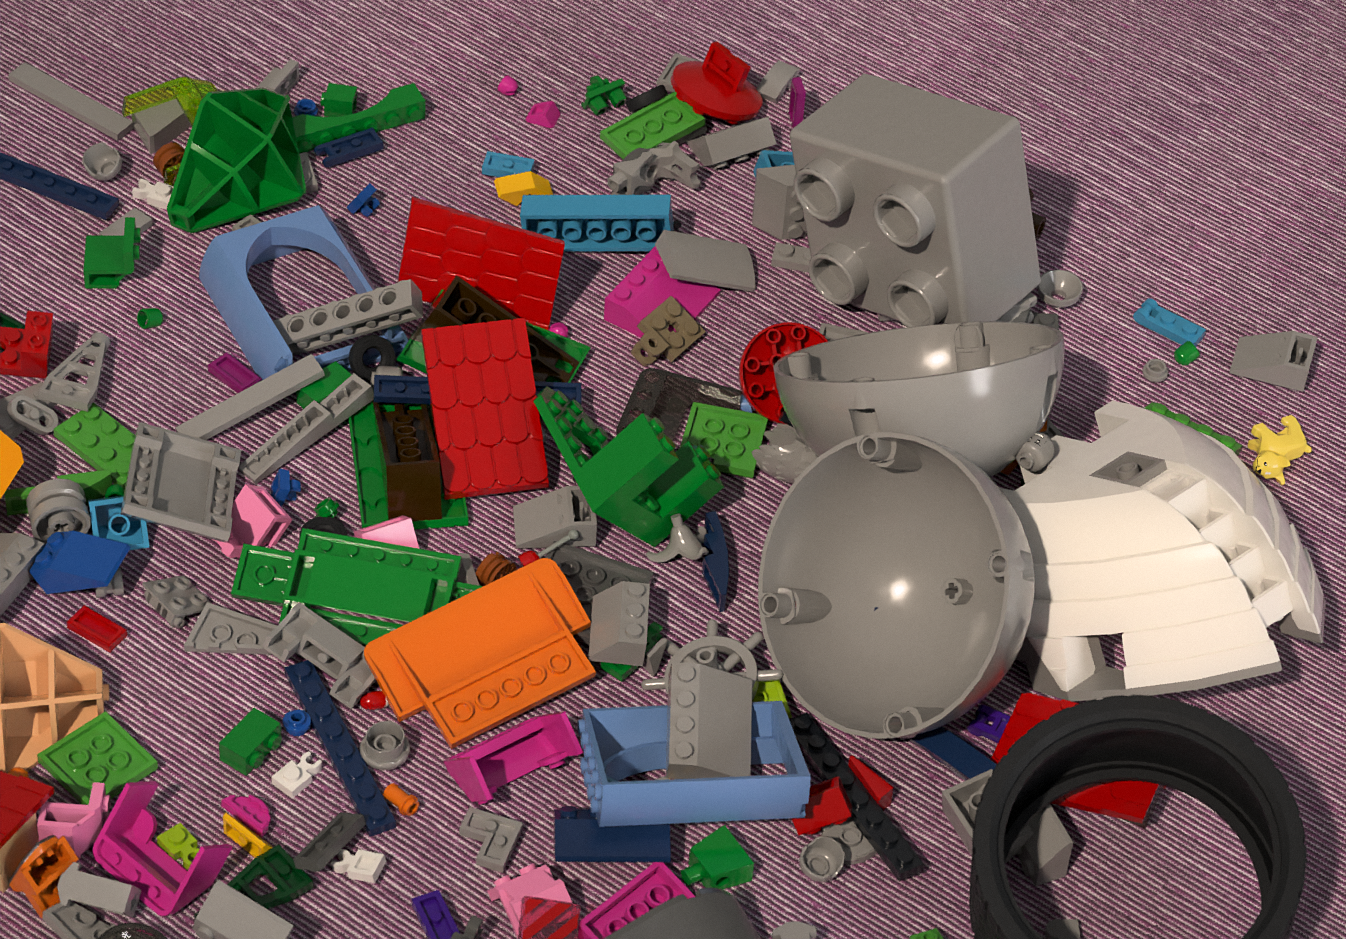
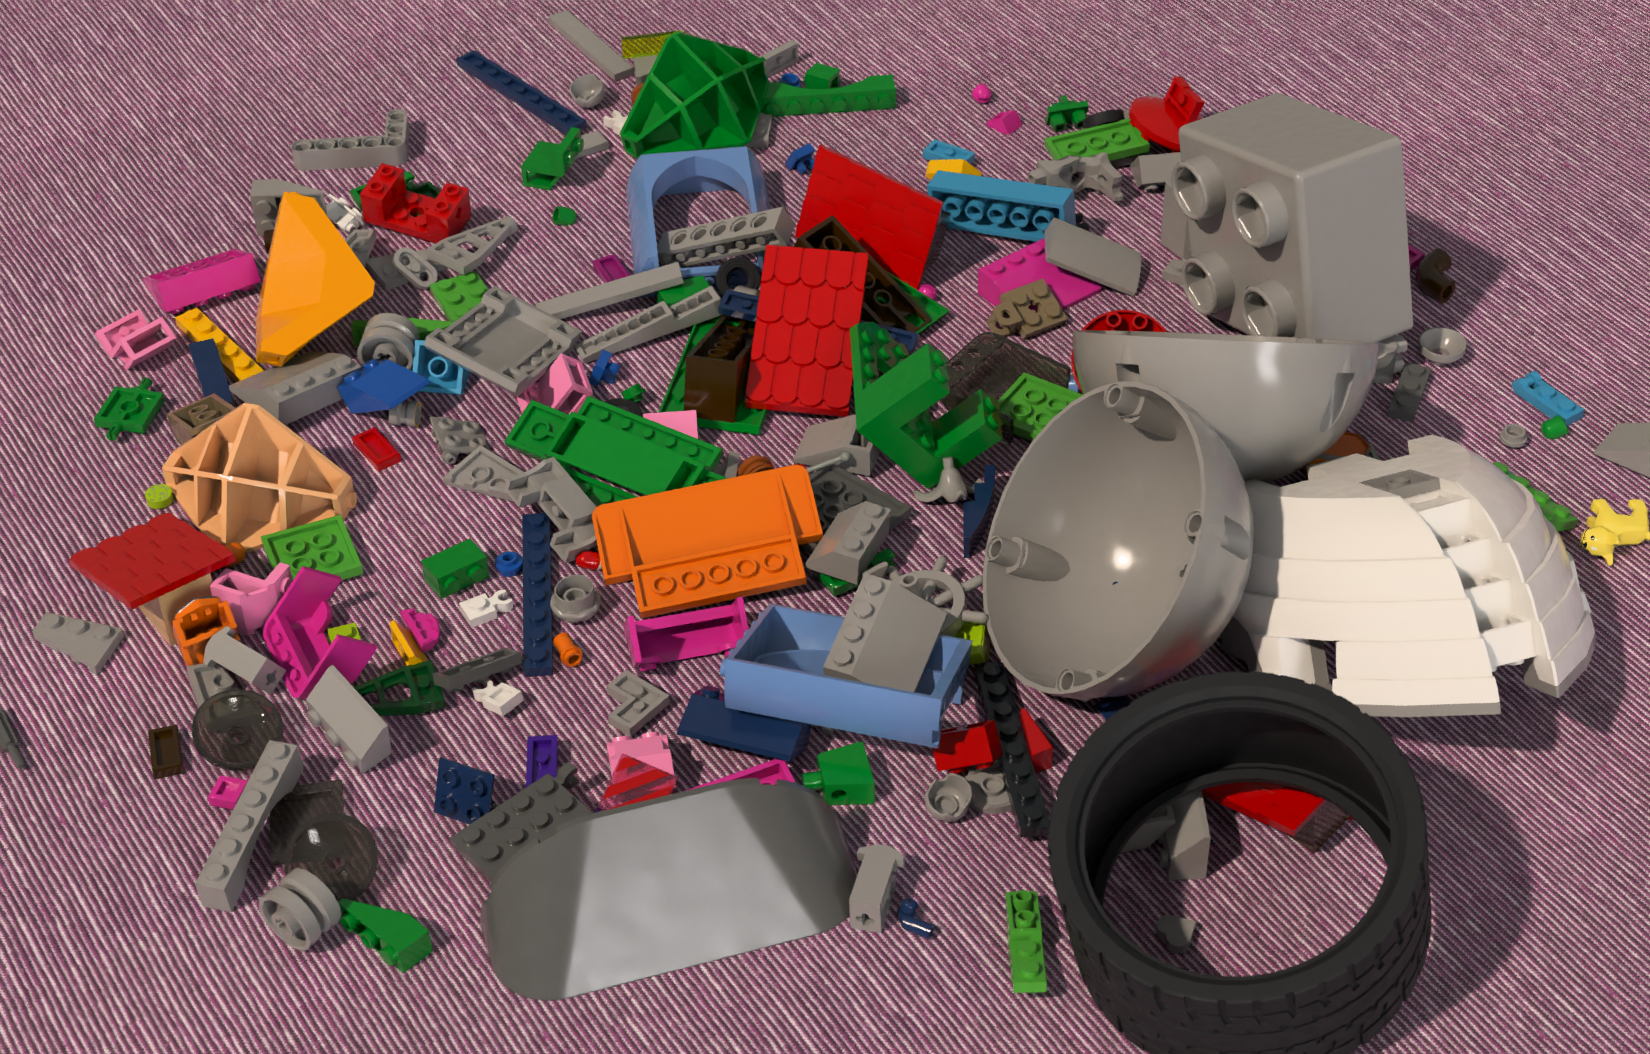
camera: 25 degrees right, 5 degrees down
(349, 147) = (811, 117): dark blue hinge -> none
(1035, 452) = (1317, 456): light grey head -> none

